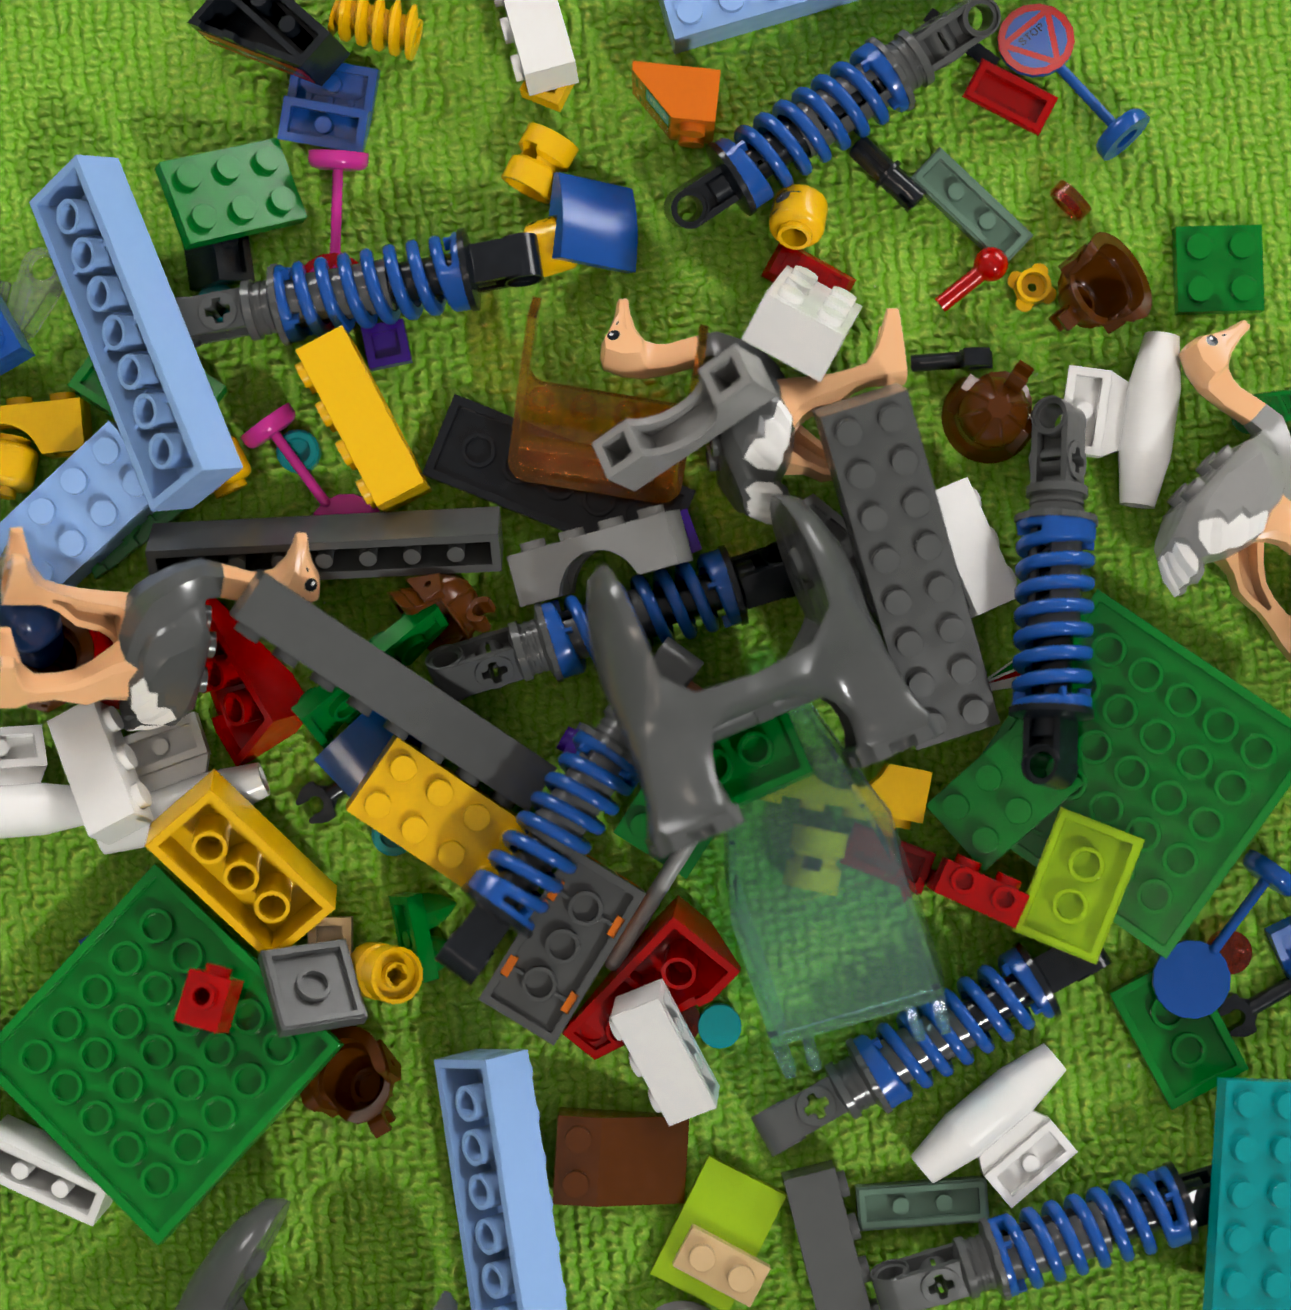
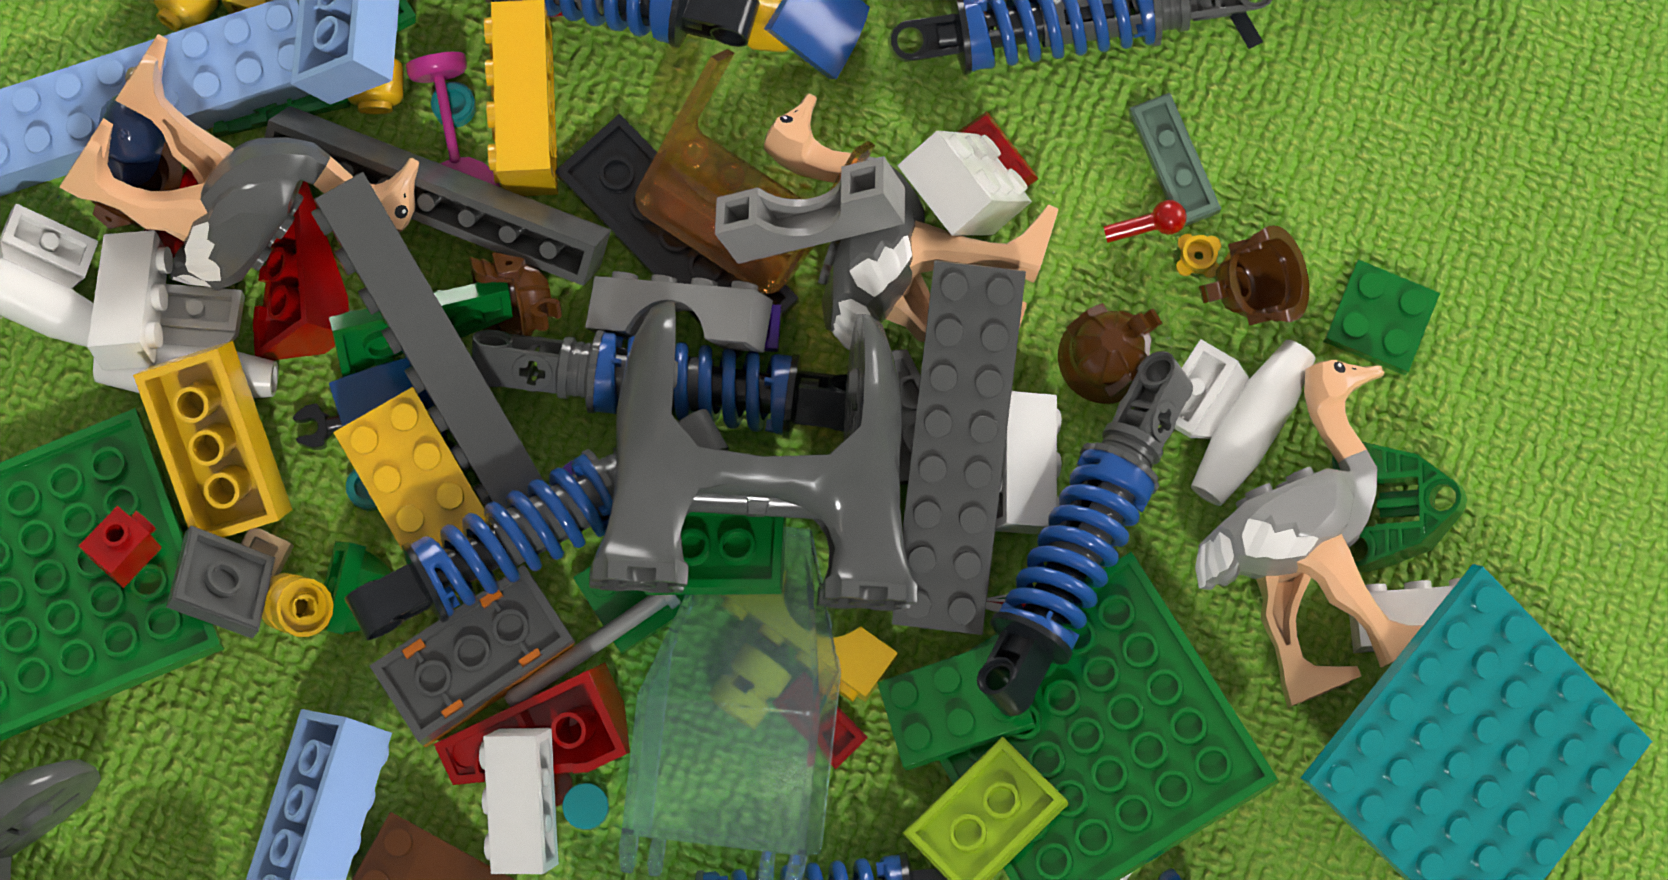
camera: 25 degrees right, 10 degrees down
(356, 1081) = (218, 693): reddish brown helmet -> none
(387, 345) = (579, 45): dark purple plate -> none
(798, 216) = (1008, 94): yellow head -> none
(887, 173) = (1110, 95): black axle -> none
(964, 884) = (896, 791): red plate -> none
(966, 359) = (1109, 291): black bar -> none
(1010, 97) = (1255, 77): red tile -> none
(1040, 42) = (1306, 41): blue piece -> none
(1070, 200) = (1268, 192): clear red tile -> none

